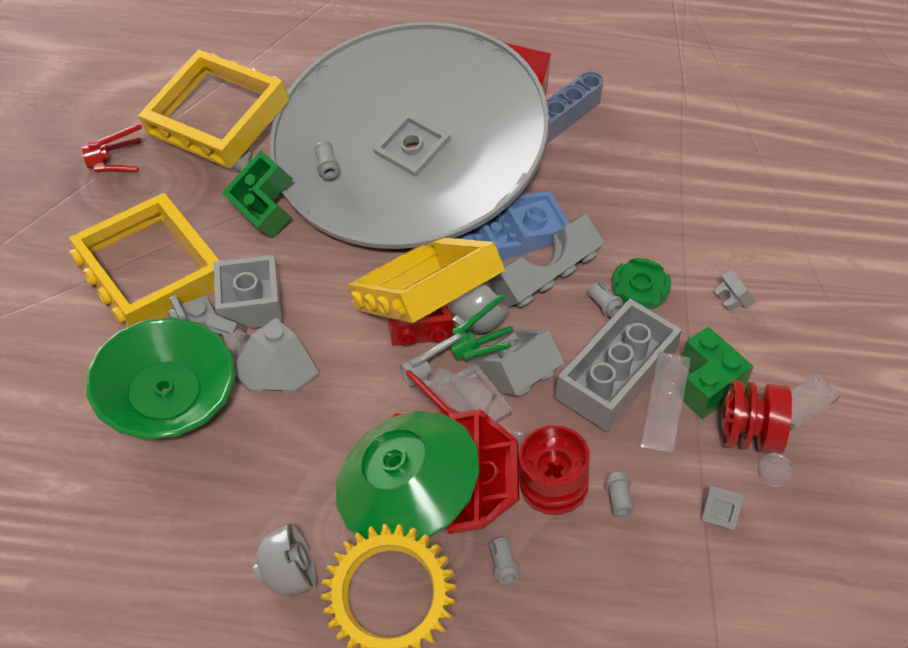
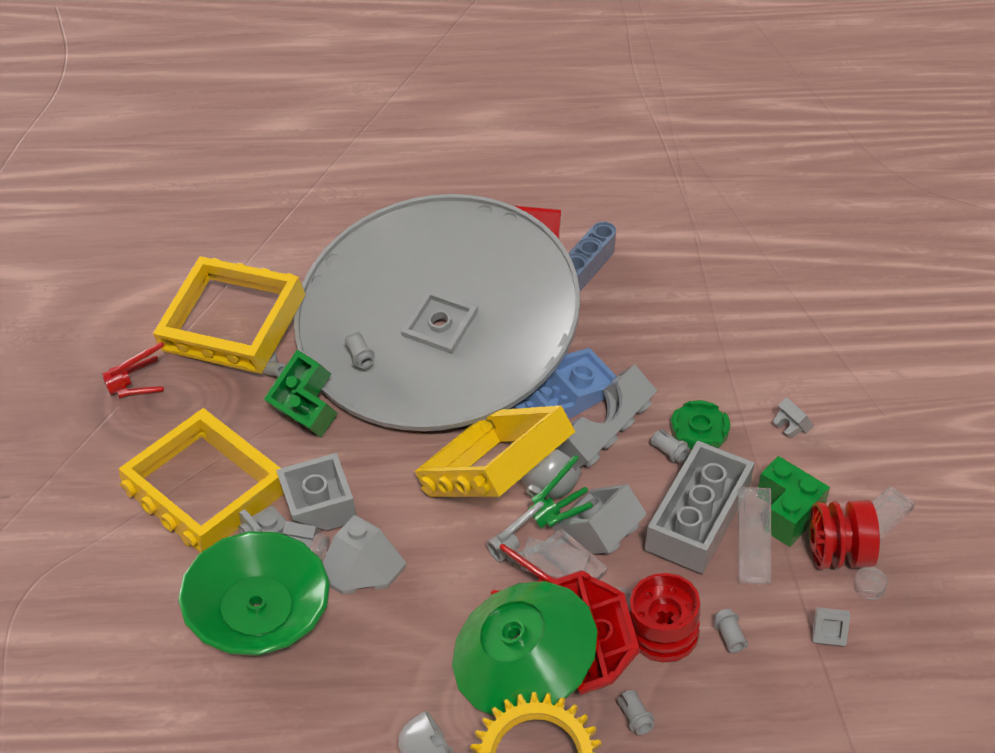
camera: 10 degrees left, 5 degrees down
(432, 327) = (487, 508): red bracket -> none

